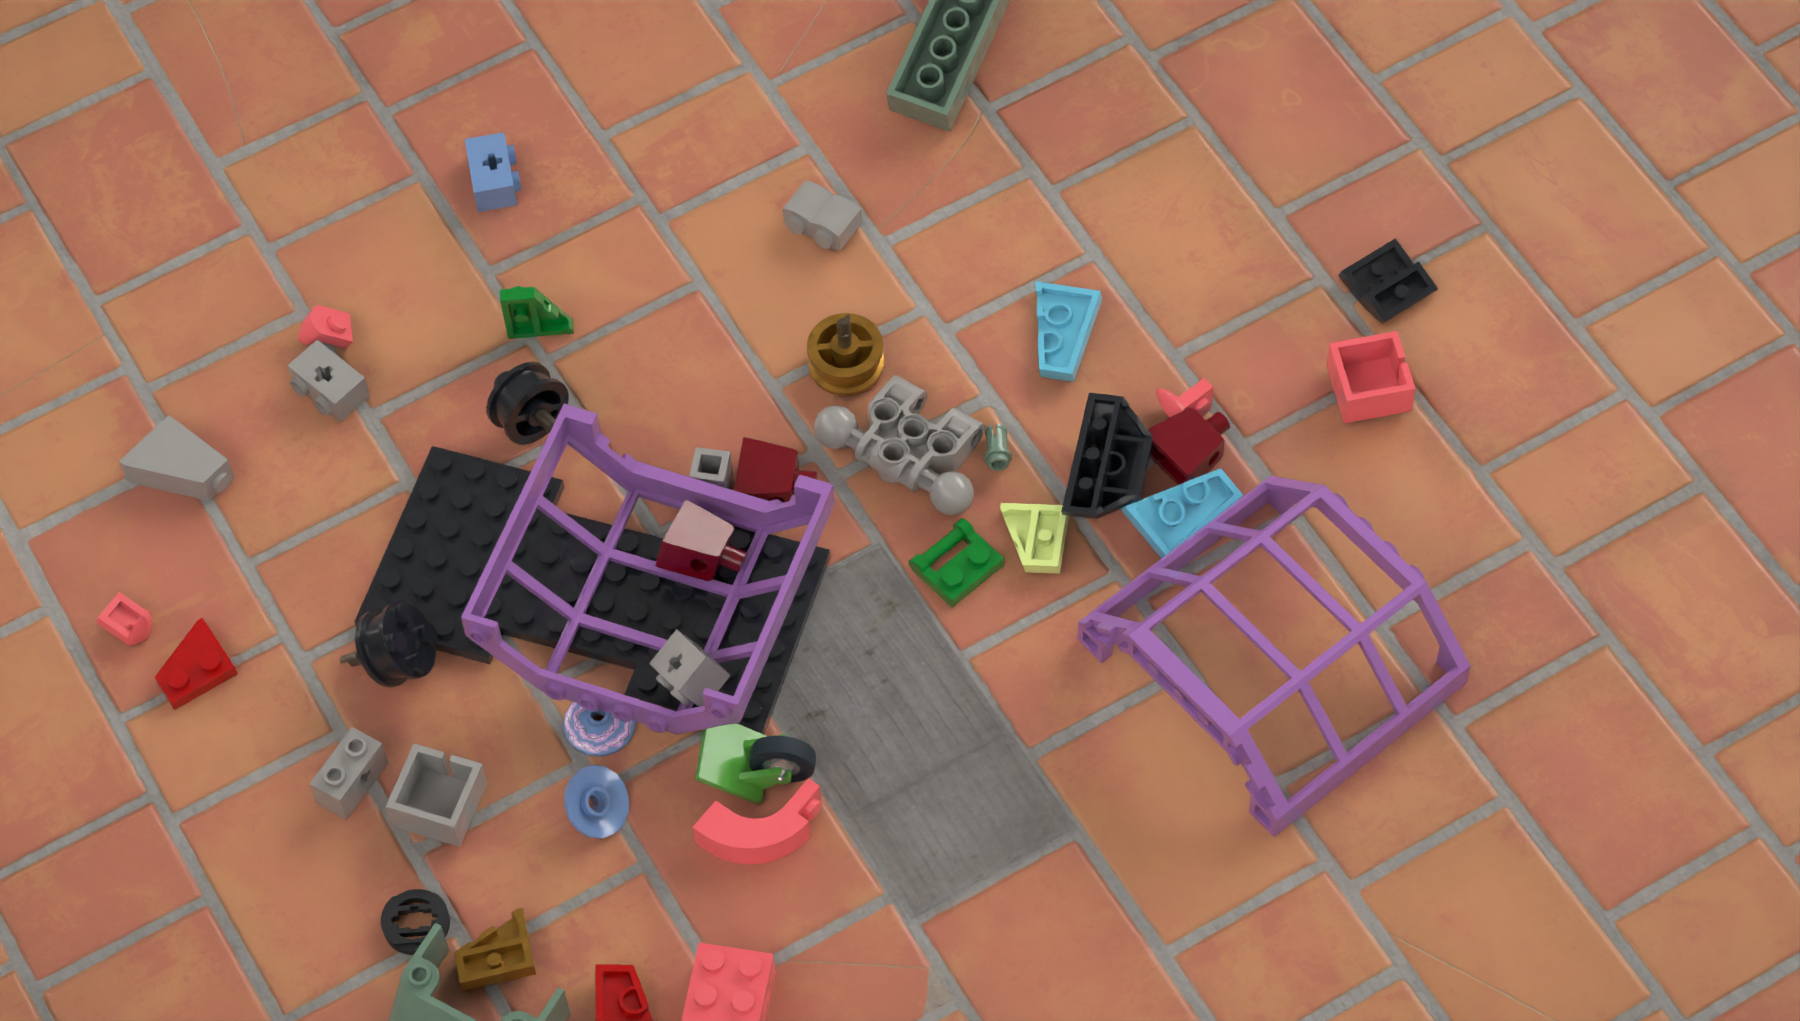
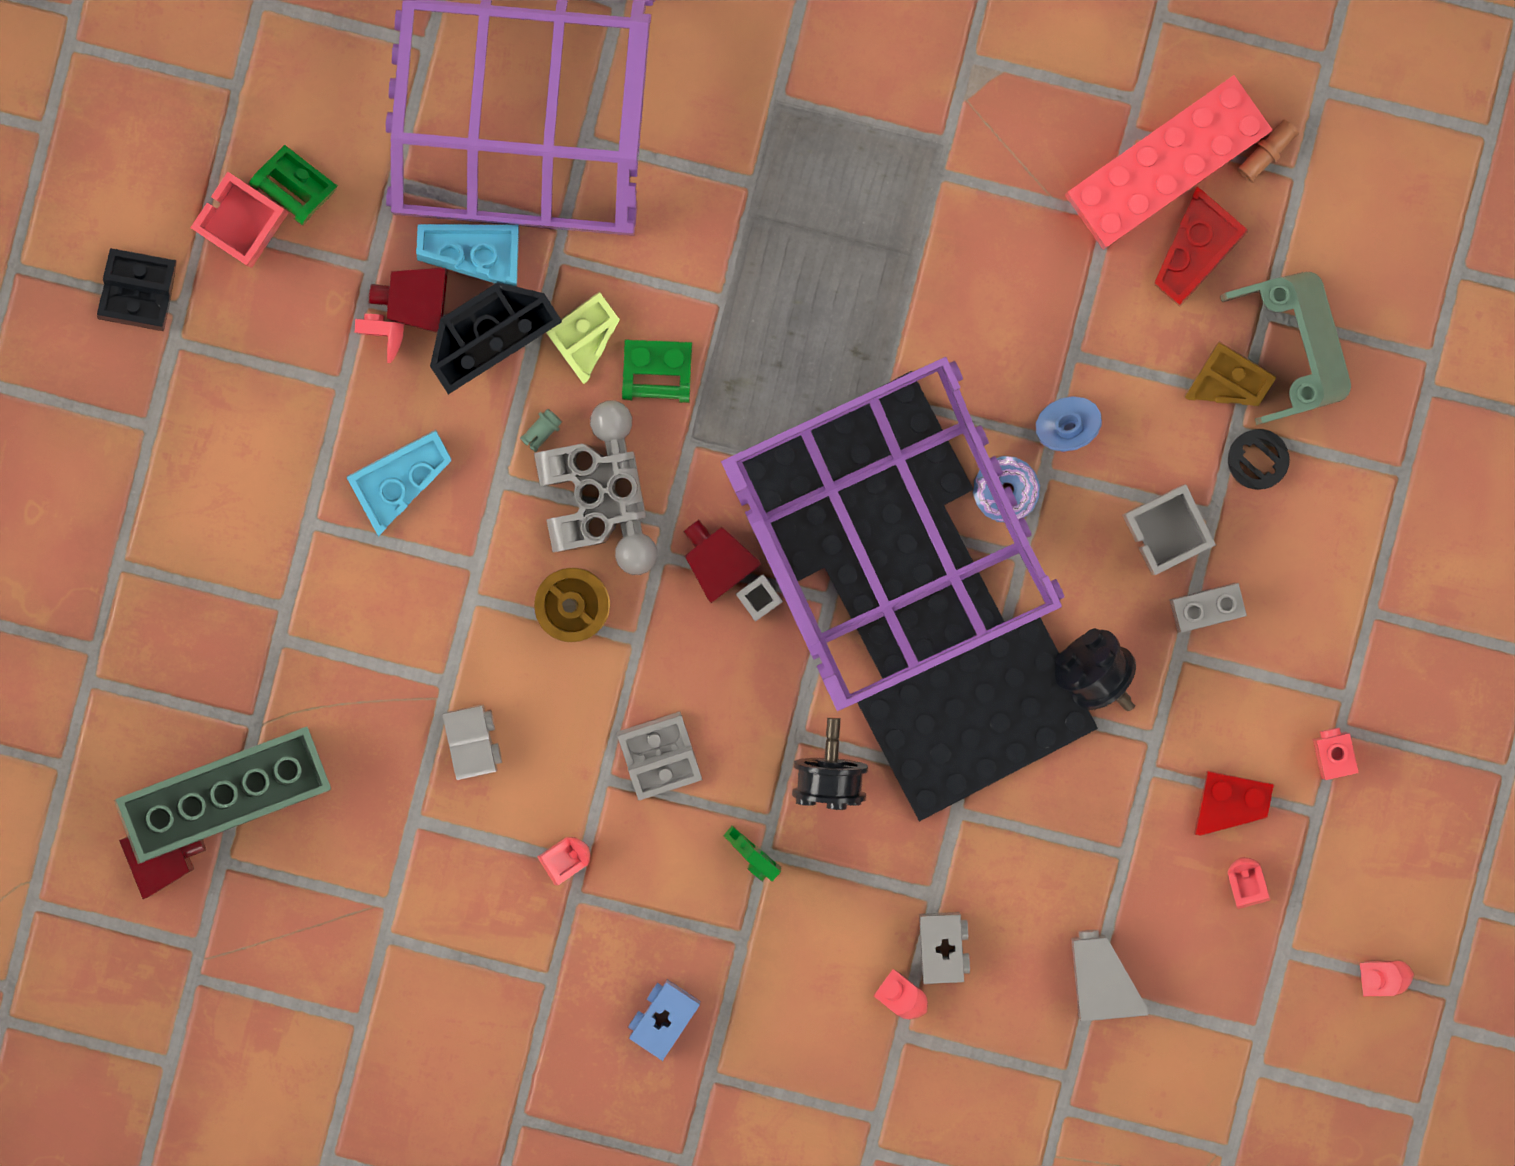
camera: 135 degrees left, 30 degrees up
(139, 763) = (1335, 754): none -> coral brick
(673, 205) = (565, 859): none -> coral plate
(675, 326) = (659, 756): none -> light grey slope
(687, 669) = (929, 444): light grey brick -> none
(698, 544) = (827, 541): torso -> none
(749, 762) = (956, 346): bright green plate -> none
(760, 839) = (999, 299): coral arch -> none
(1364, 445) = (299, 179): none -> green plate

